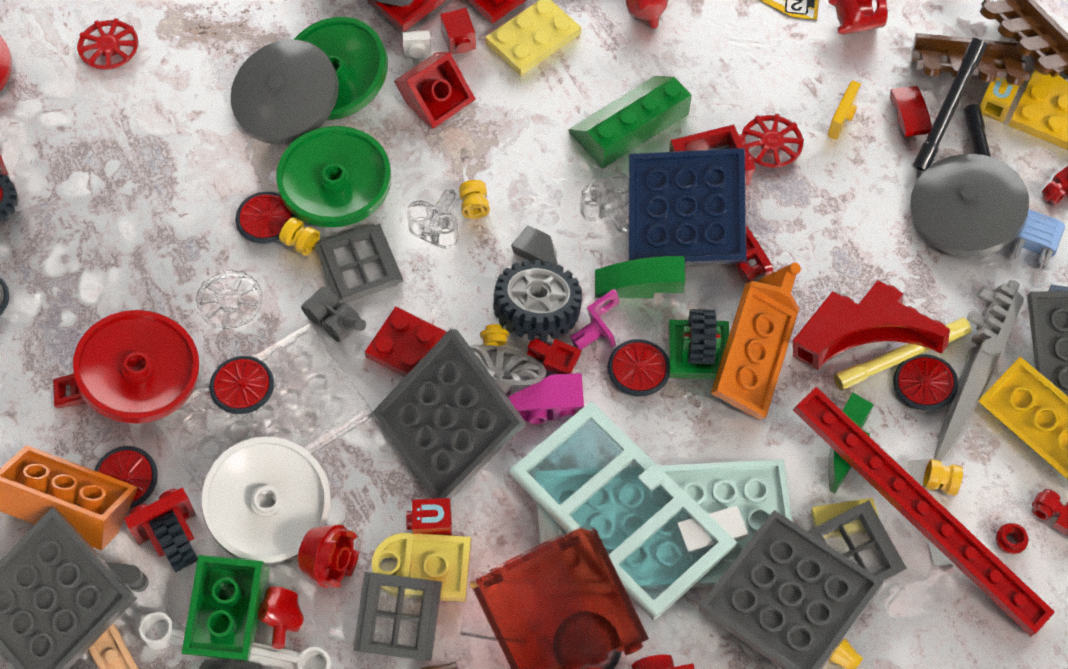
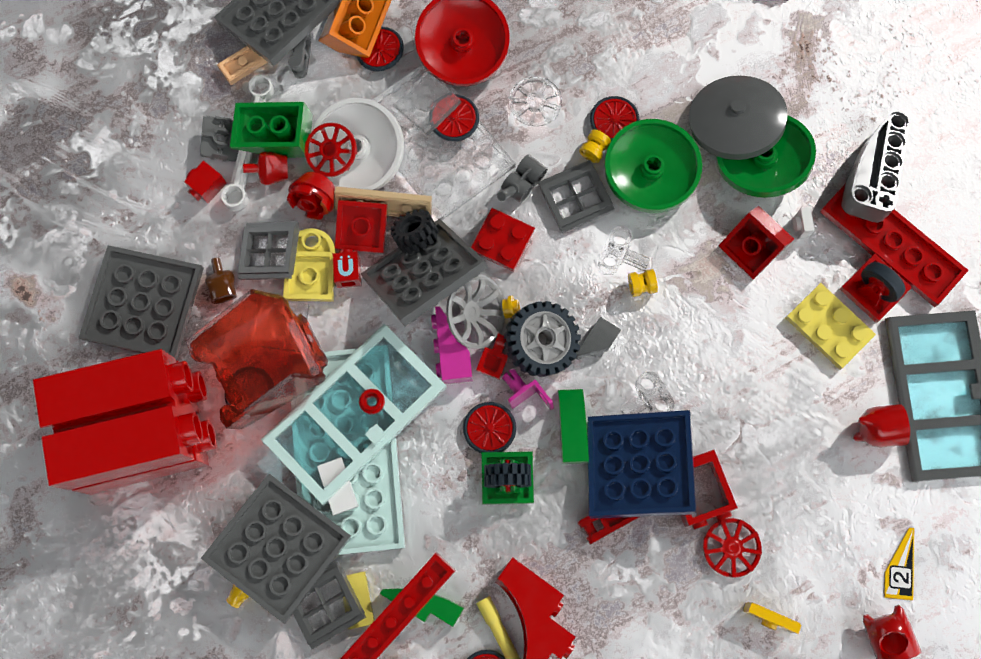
camera: 90 degrees right, 15 degrees up
(166, 527) = (328, 80): plate -> none
(219, 411) = (427, 103): none -> clear tile
(267, 529) = (331, 149): none -> red wheel
(346, 471) = (397, 202): none -> tan tile
(375, 499) = (361, 226): none -> red plate
(376, 433) = (414, 231): none -> black tyre
(458, 31) = (822, 257): red brick -> none
(611, 470) = (368, 394): none -> red plate
(632, 119) = (743, 416): green slope -> none
(758, 343) = (511, 527): orange hinge -> none

